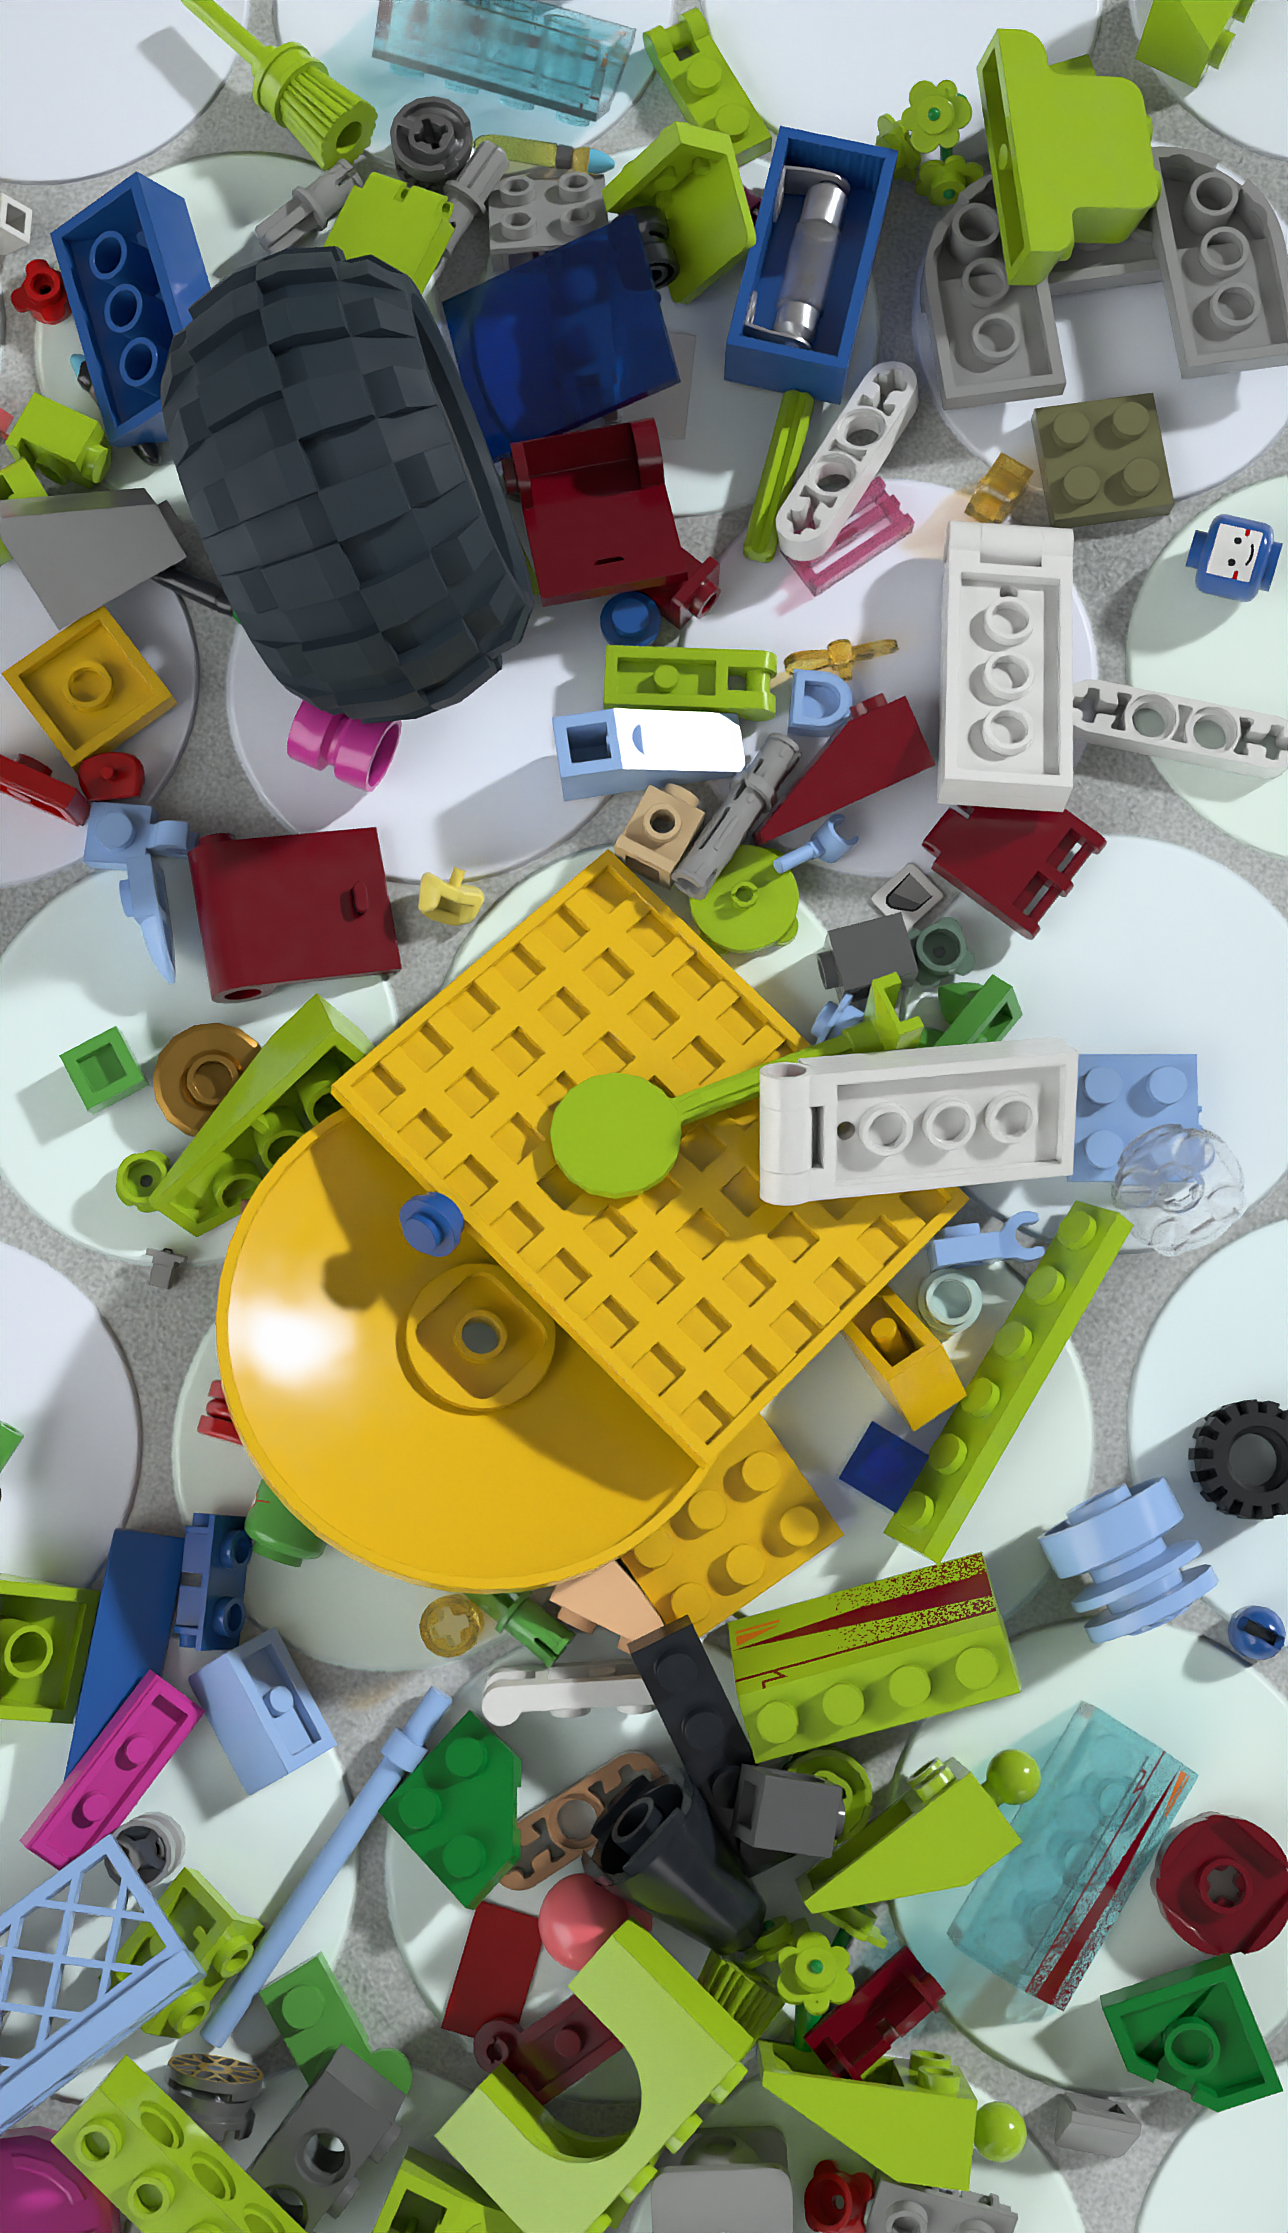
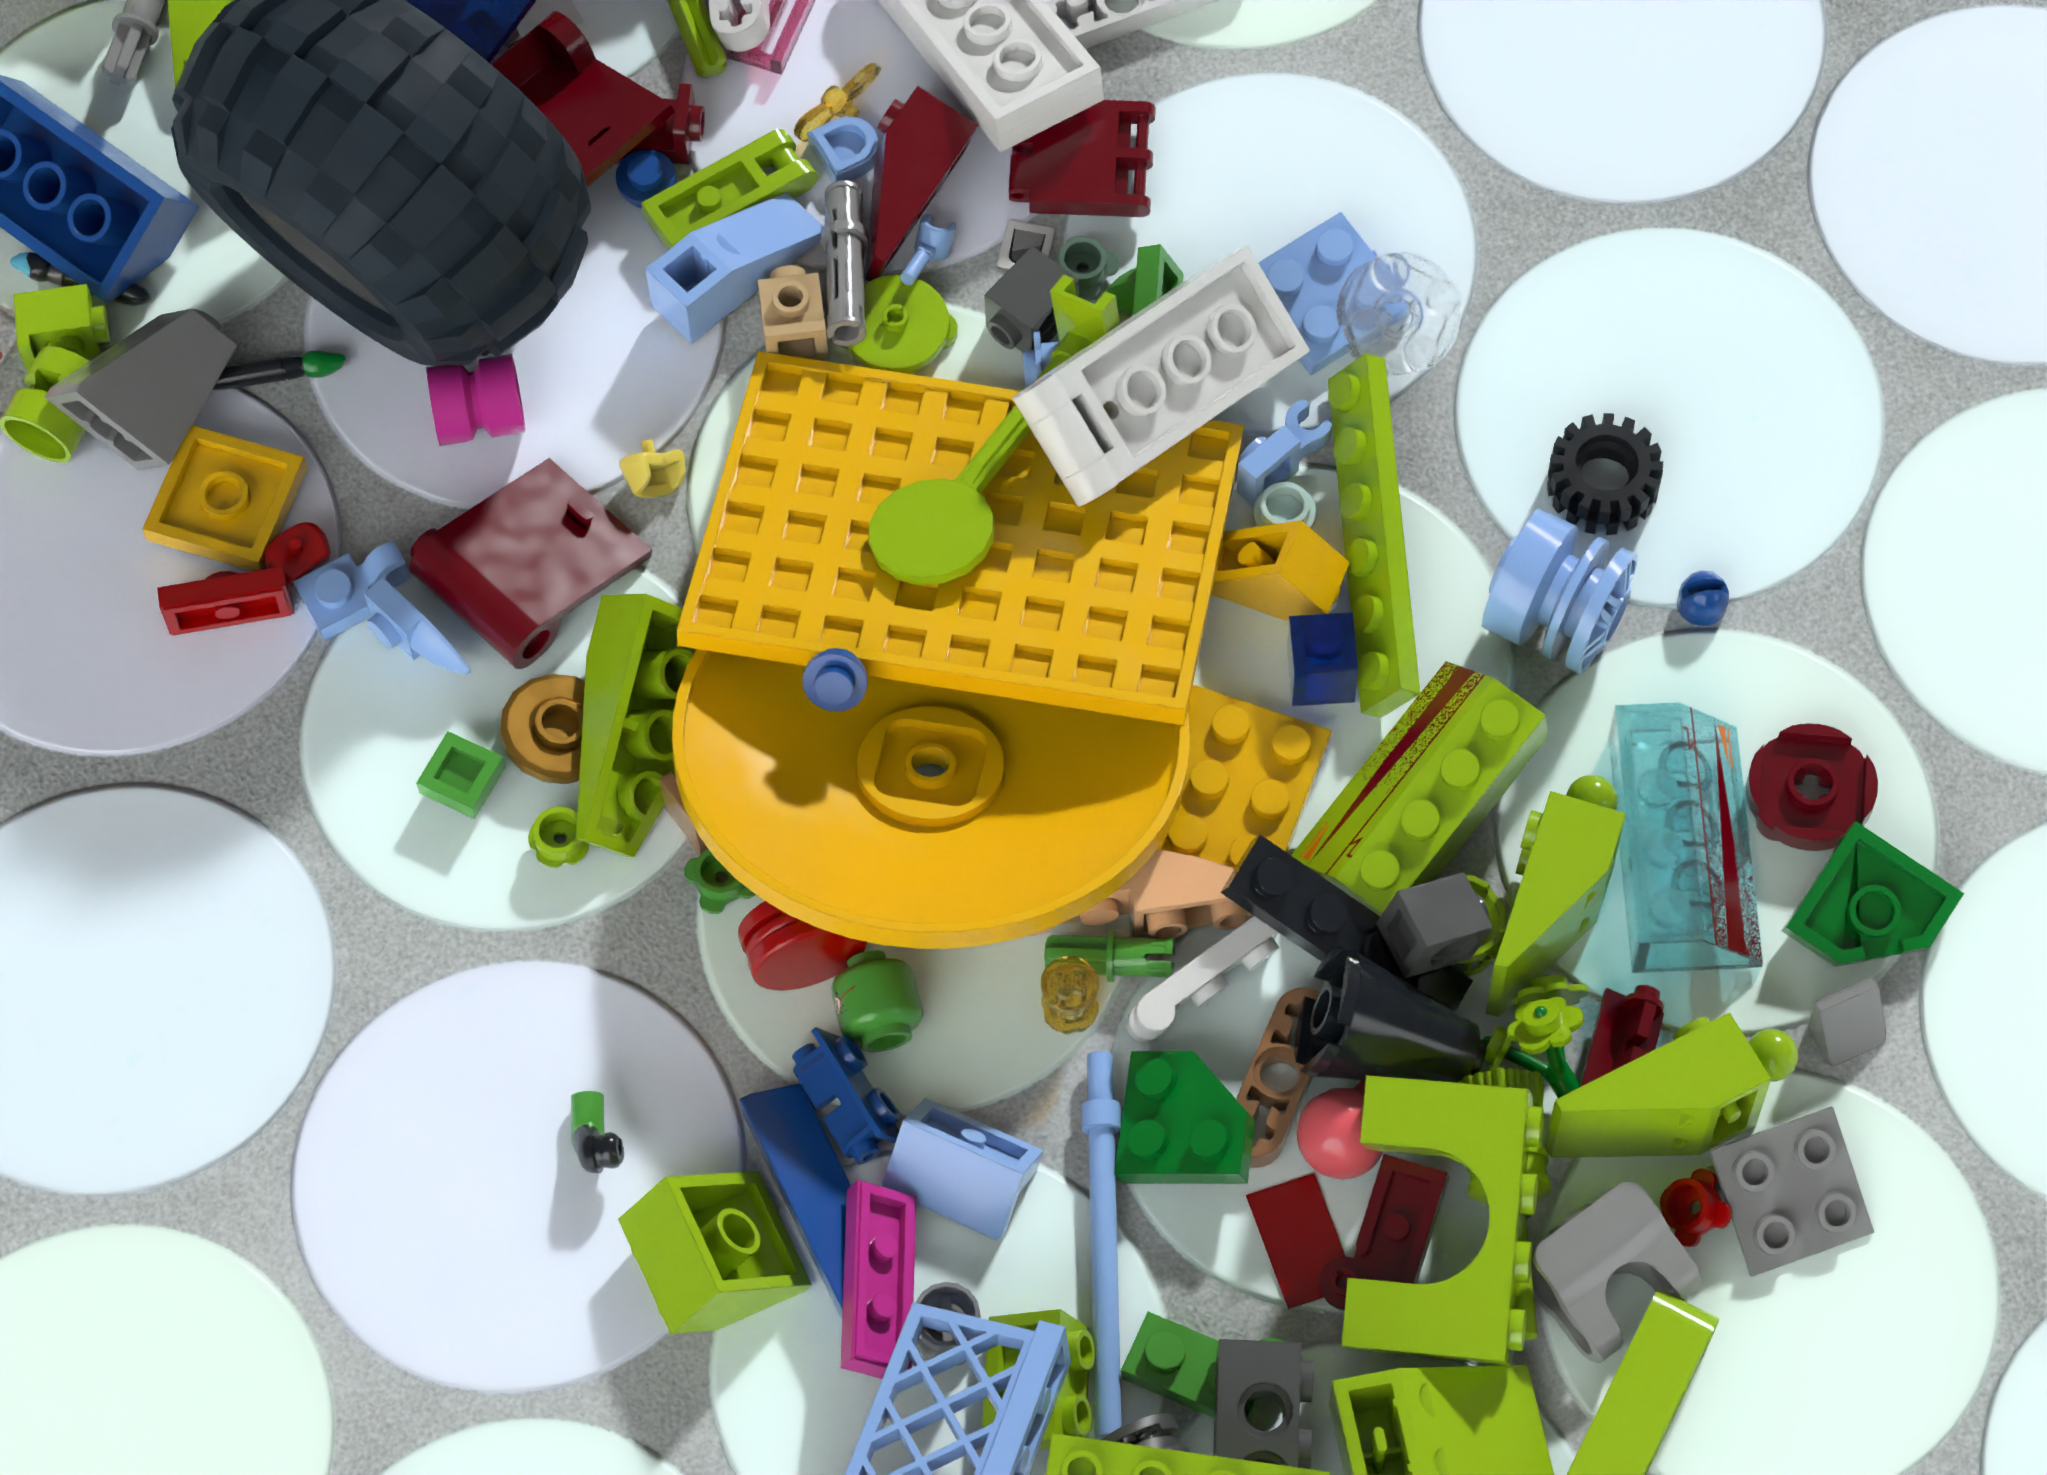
camera: 35 degrees left, 15 degrees down
(164, 1266) = (624, 894): light grey piece -> none

